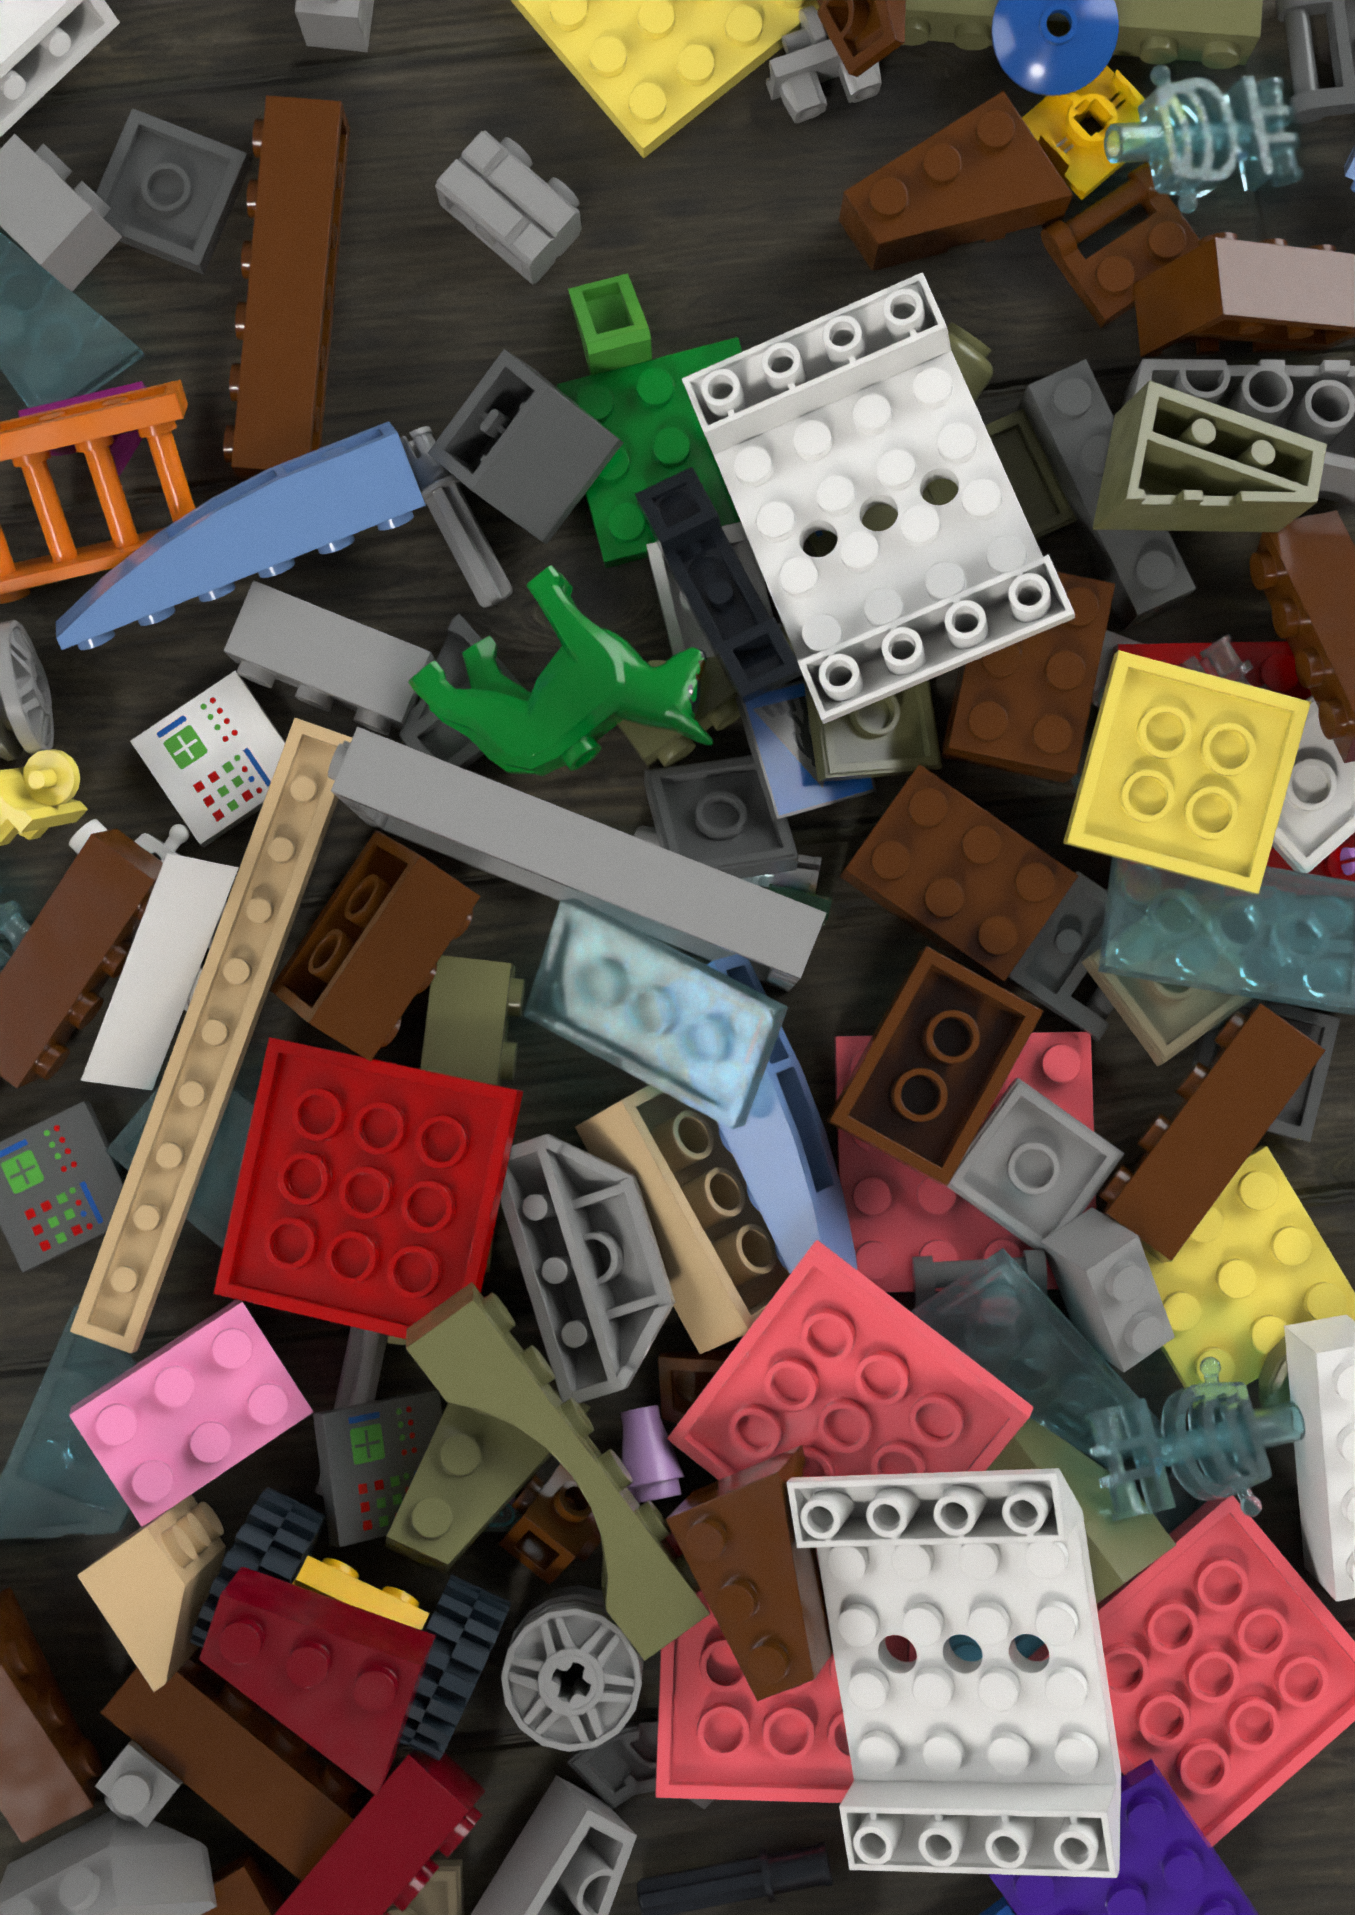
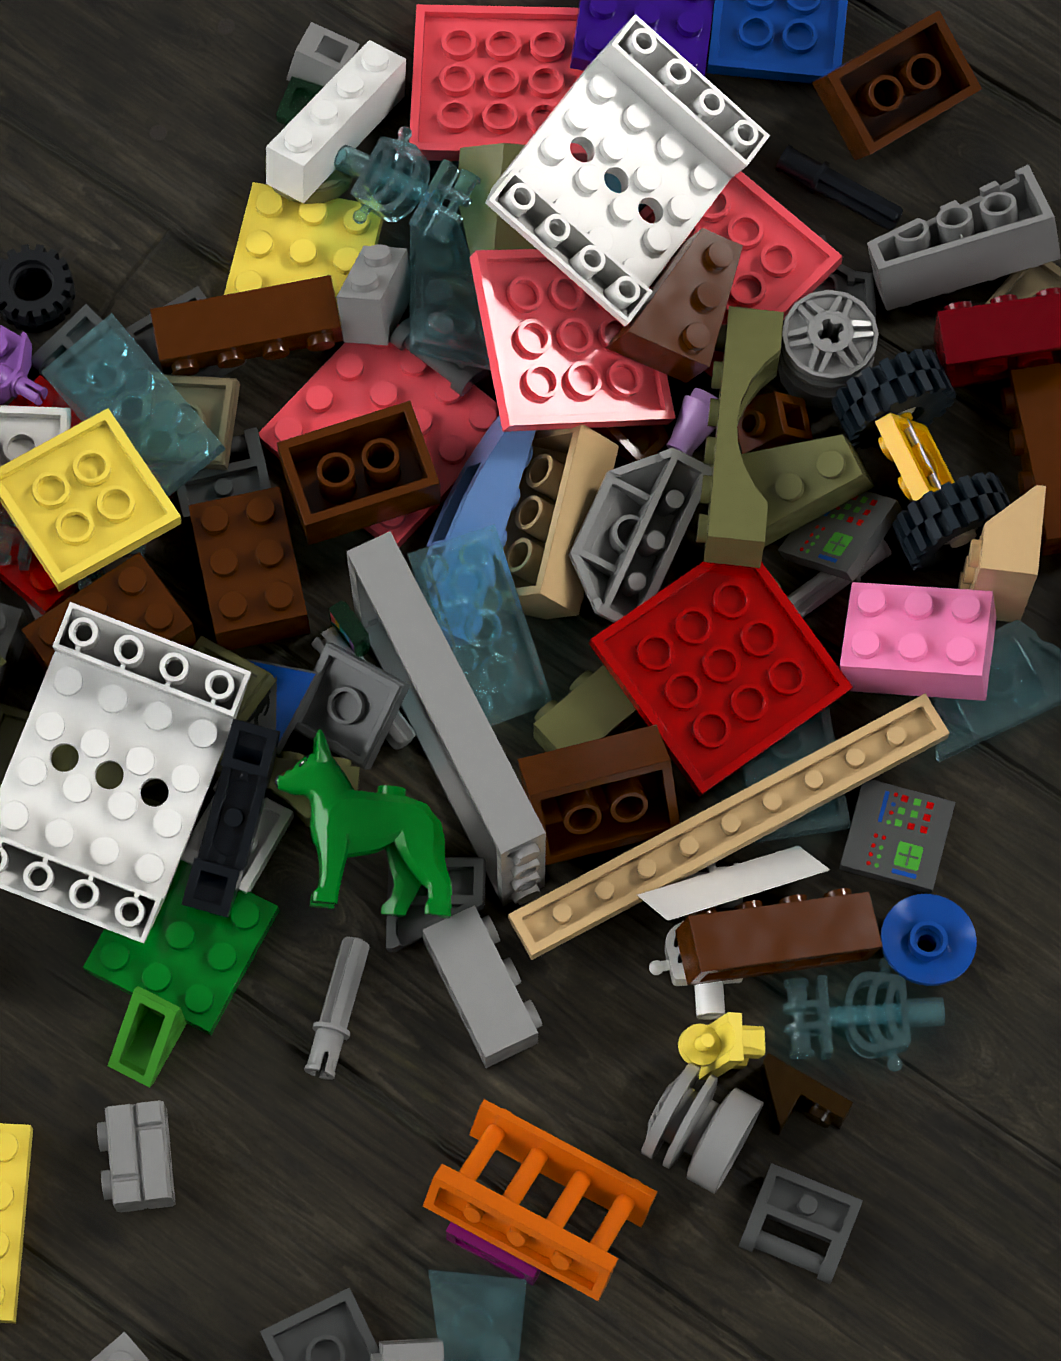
camera: 140 degrees left, 15 degrees down
(214, 757) = (596, 992): white tile -> none
(250, 530) = (466, 1080): medium blue slope -> none
(289, 284) = (311, 1219): reddish brown brick -> none
(320, 1668) = (945, 424): dark red wedge -> none
(525, 447) = (262, 996): dark grey slope -> none
(1033, 1165) = (351, 381): light grey tile -> none

